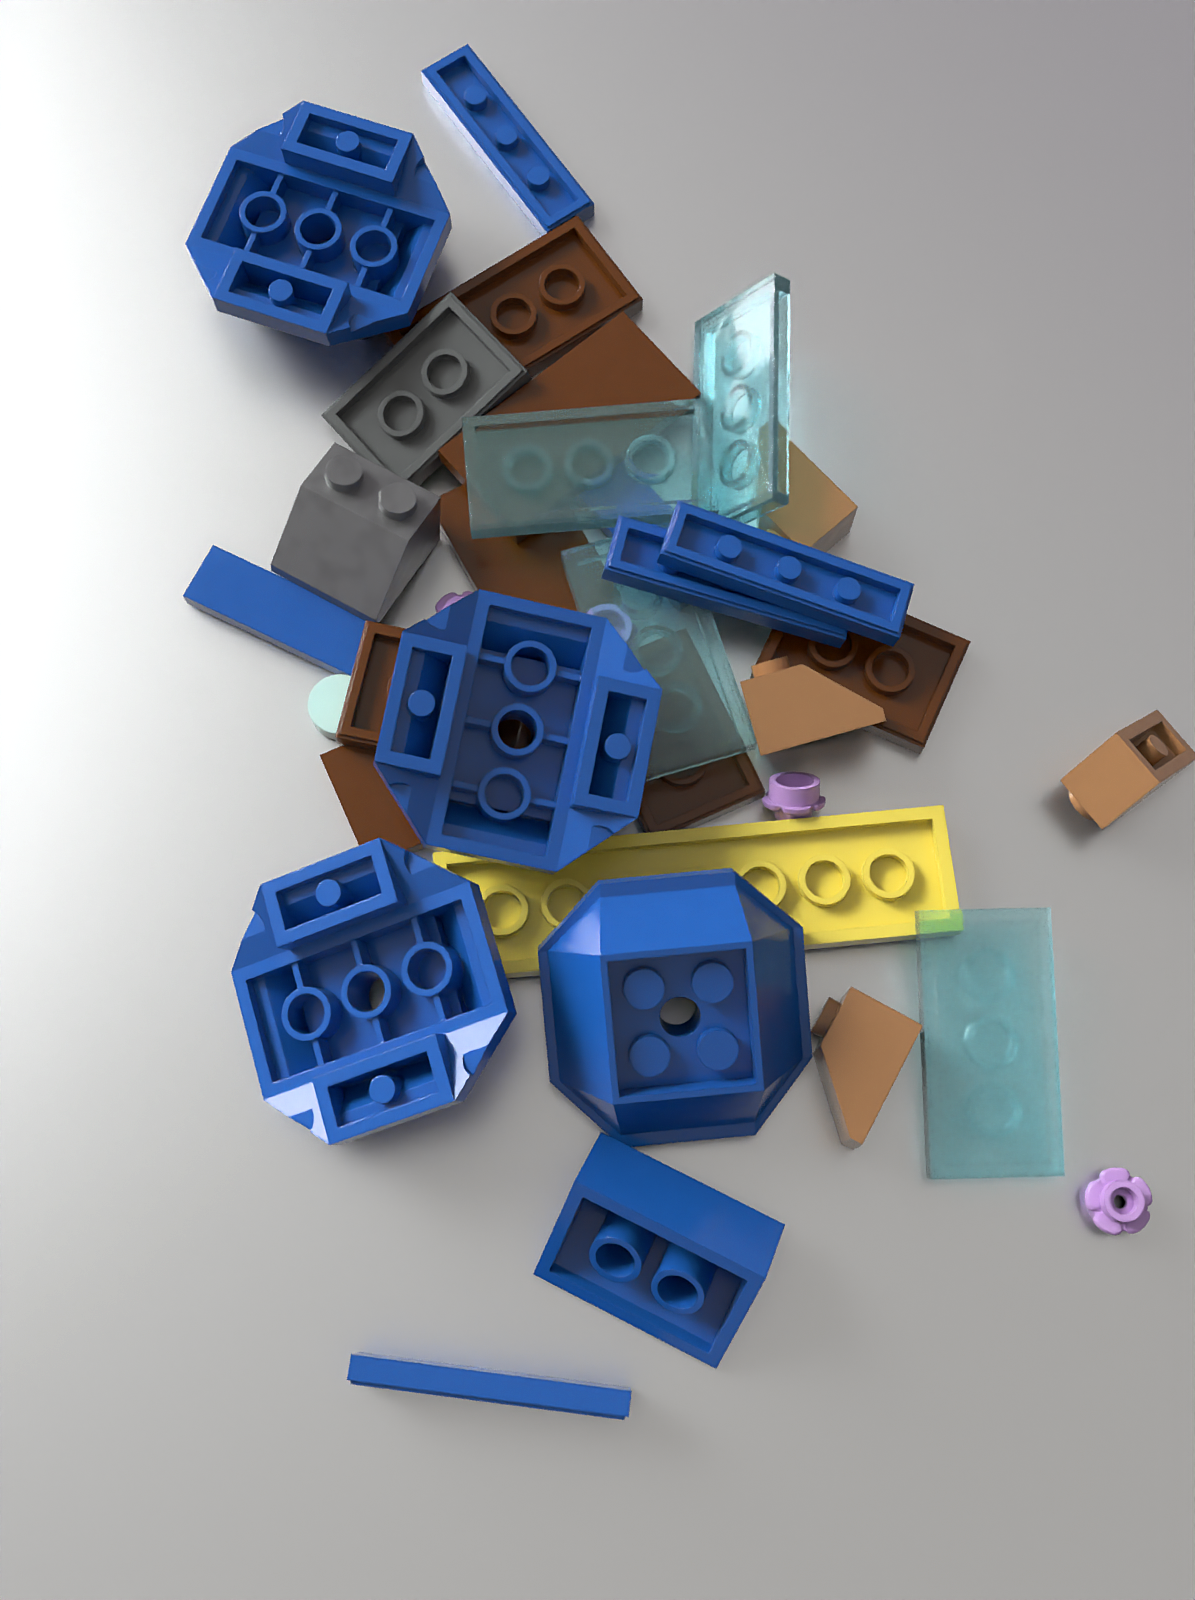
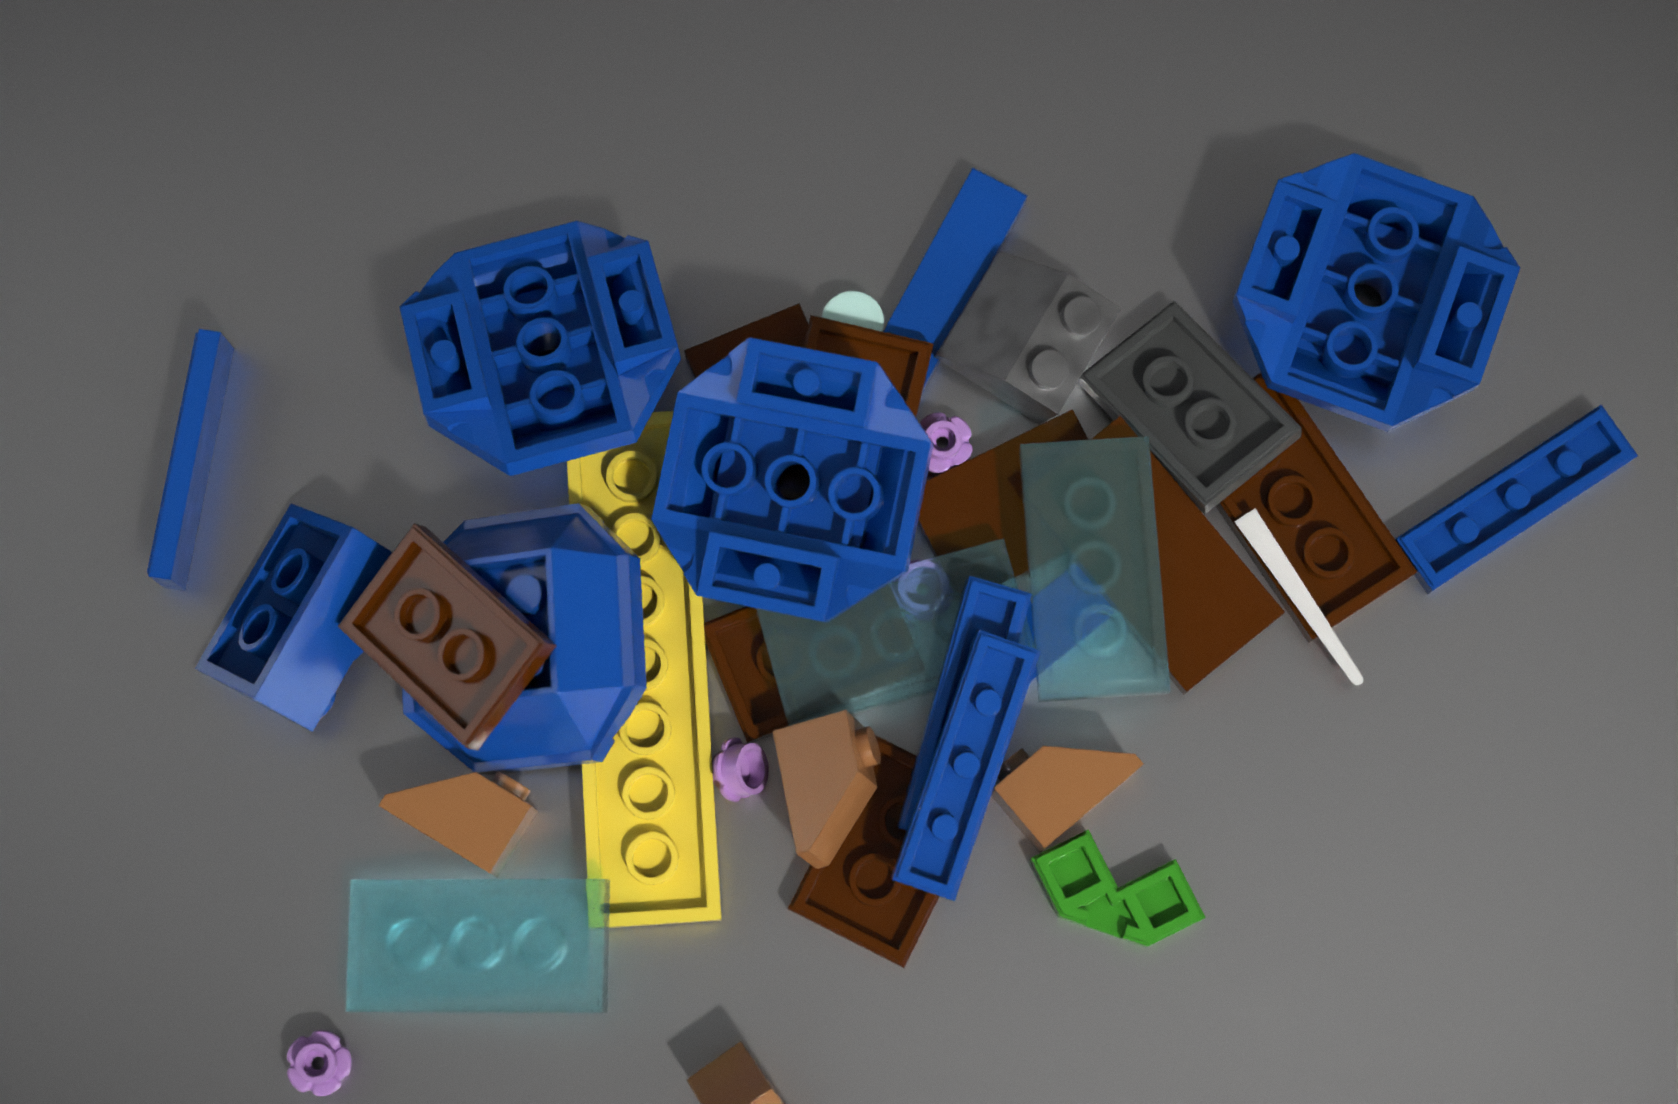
camera: 90 degrees right, 5 degrees up
(568, 328) = (1274, 558): none -> white sticker
(691, 1069) = (446, 636): none -> reddish brown tile
(746, 386) = (1170, 735): clear light blue tile -> none
(897, 444) = (1088, 895): none -> bright green tile

